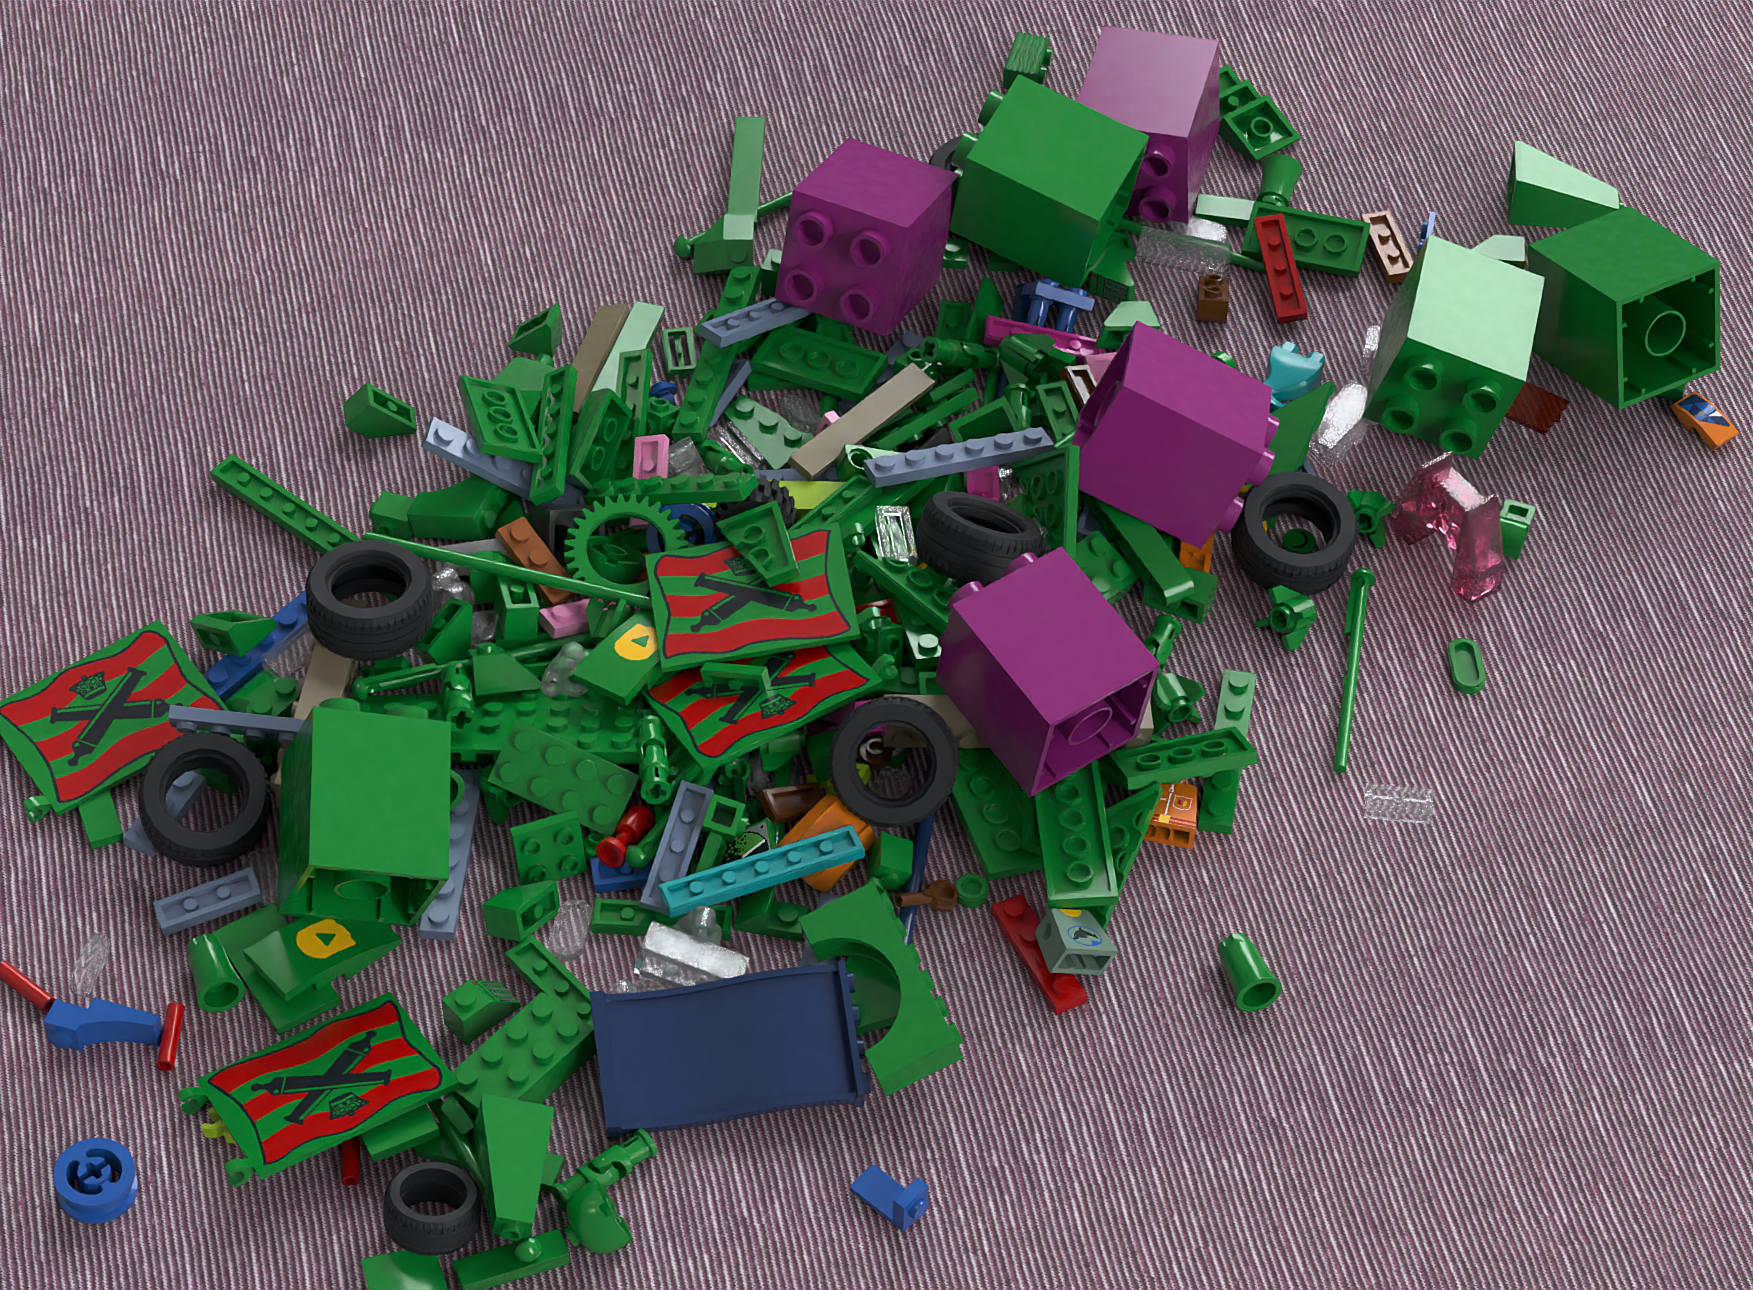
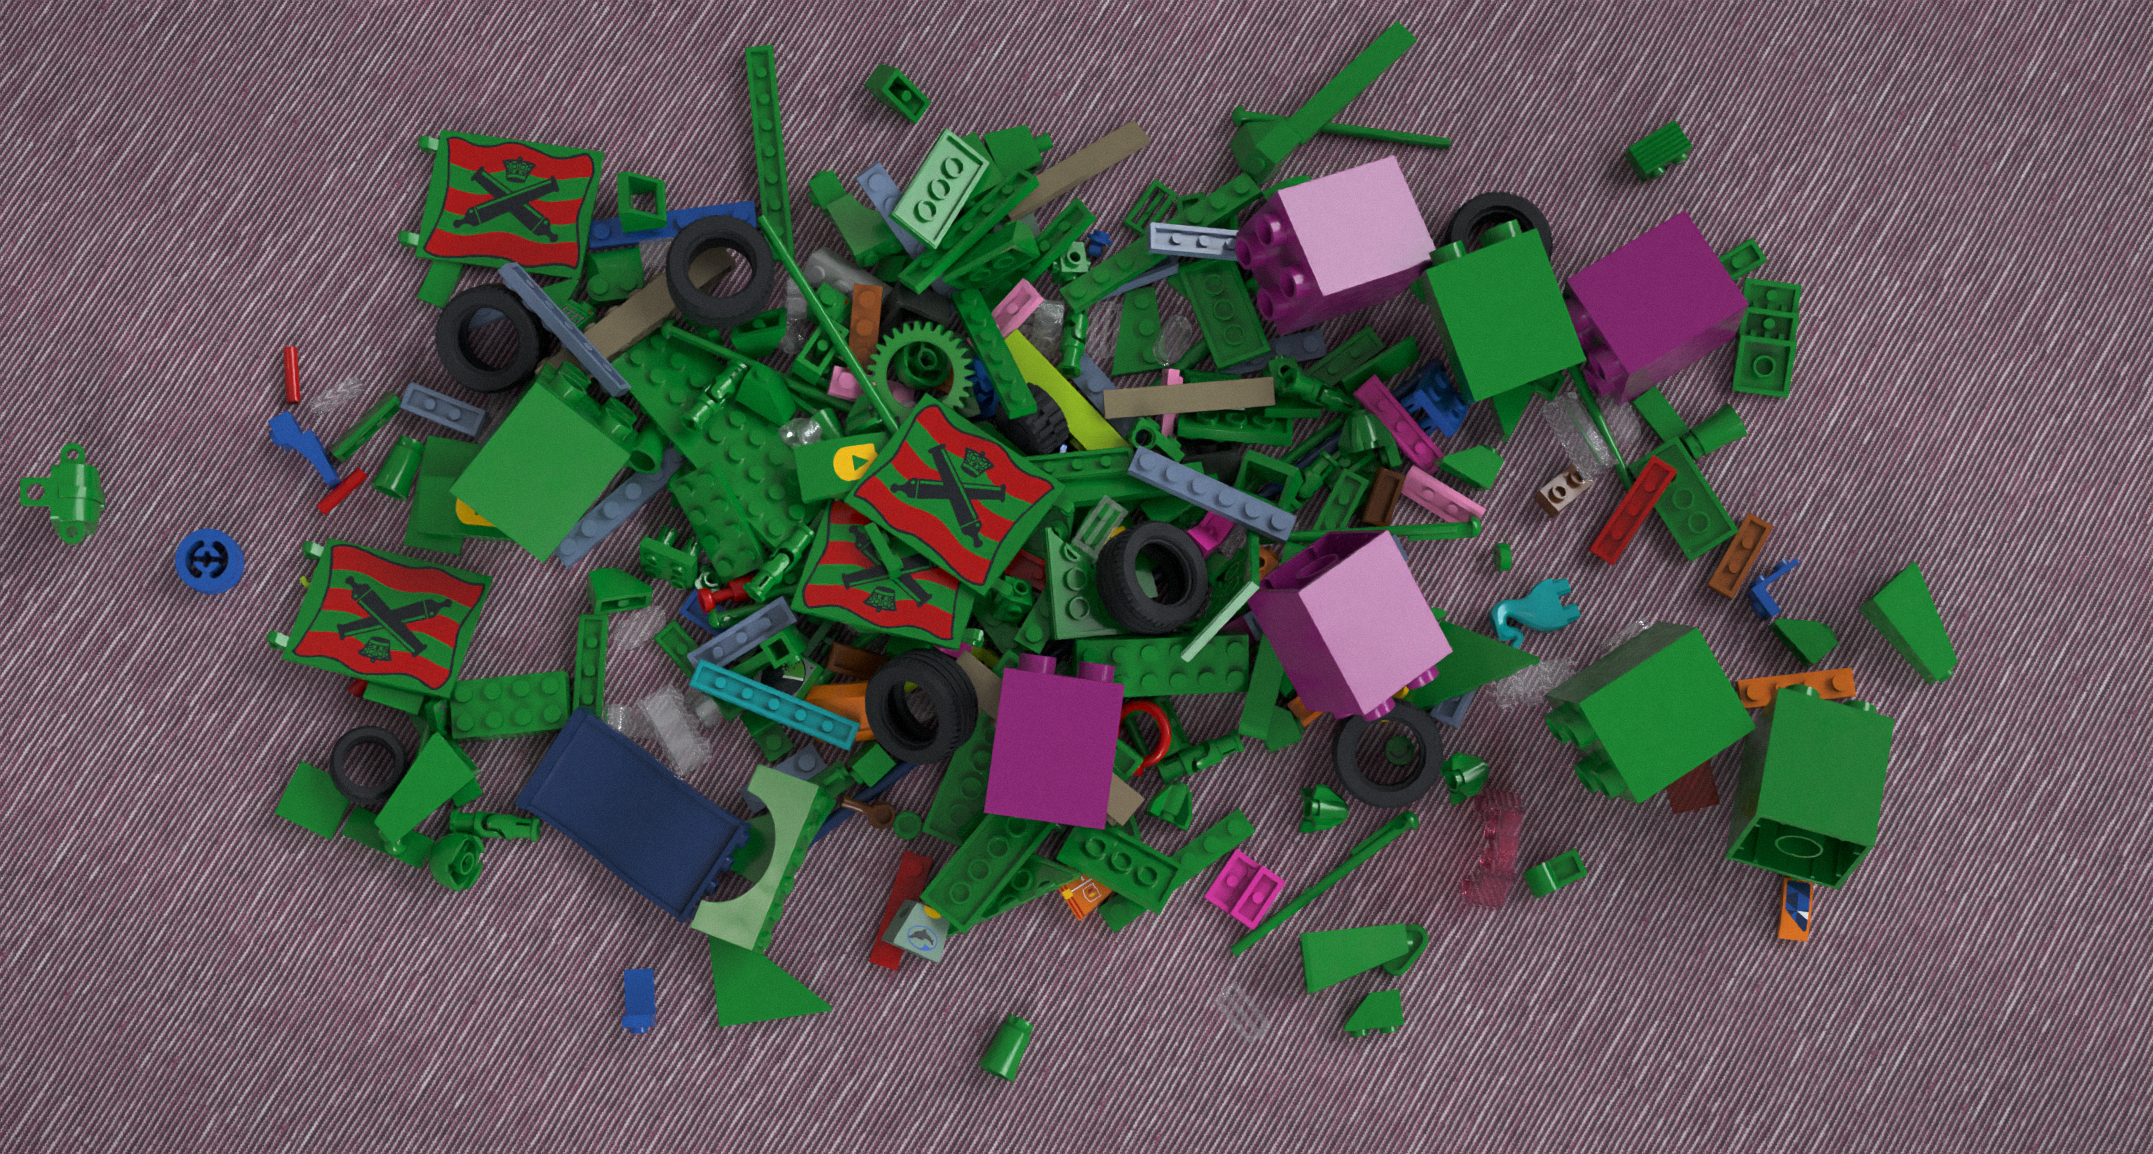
camera: 45 degrees right, 30 degrees up
(143, 965) = (366, 427): none -> green slope
(477, 1008) = (531, 639): green slope -> none
(539, 333) = (1067, 110): green slope -> none
(635, 335) = (1105, 184): tile -> none
(762, 542) = (998, 461): green wing -> none
(976, 1109) = (755, 988): none -> green tile
(1295, 720) = (1244, 889): none -> dark pink slope
(1424, 691) = (1345, 953): none -> green slope
(1500, 714) = (1376, 1011): none -> green slope

